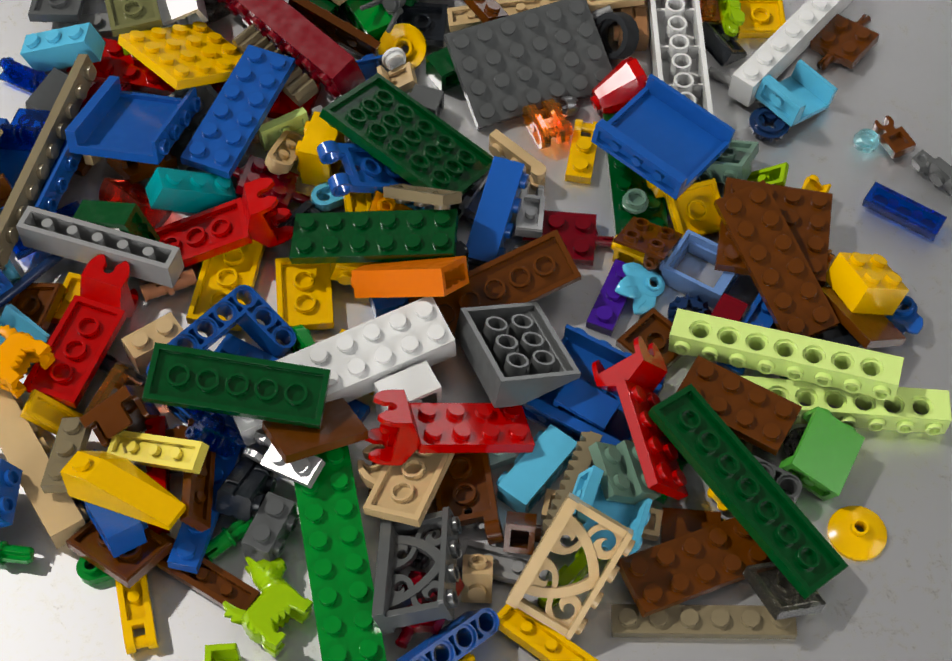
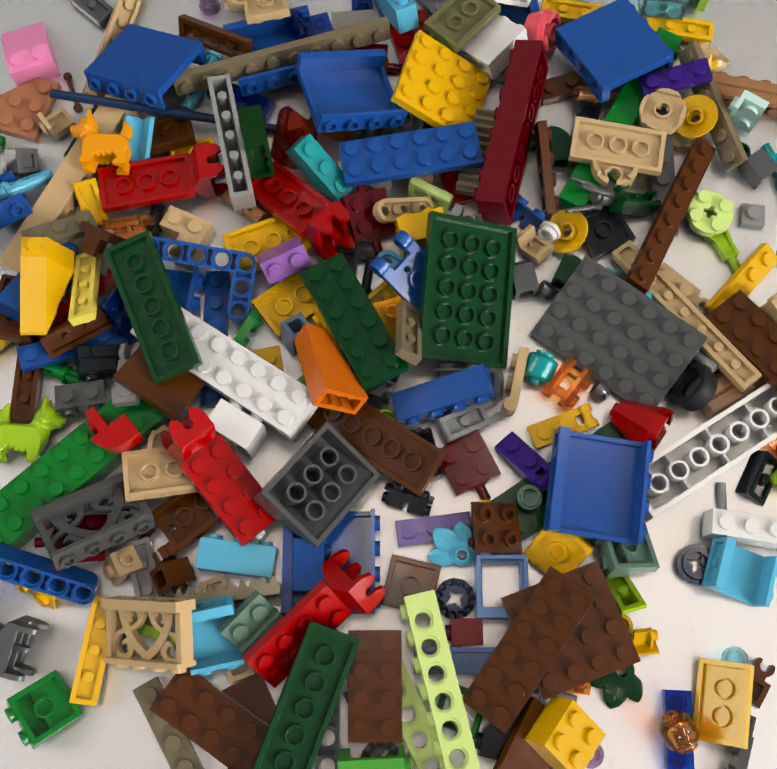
camera: 60 degrees right, 15 degrees up
(263, 267) = (284, 260): none -> medium lavender brick
(343, 304) = (290, 329): none -> sand blue brick
(345, 501) = (115, 437): none -> red brick
(450, 94) = (546, 290): none -> flat silver hinge
(519, 131) = (540, 367): none -> teal head
(563, 307) = (399, 494): none -> black hinge
(599, 189) = (524, 460): none -> dark purple plate
(843, 232) = (619, 687): none -> dark green plate
(898, 162) = (723, 702): none -> yellow plate
(906, 202) = (679, 732): none -> clear orange head

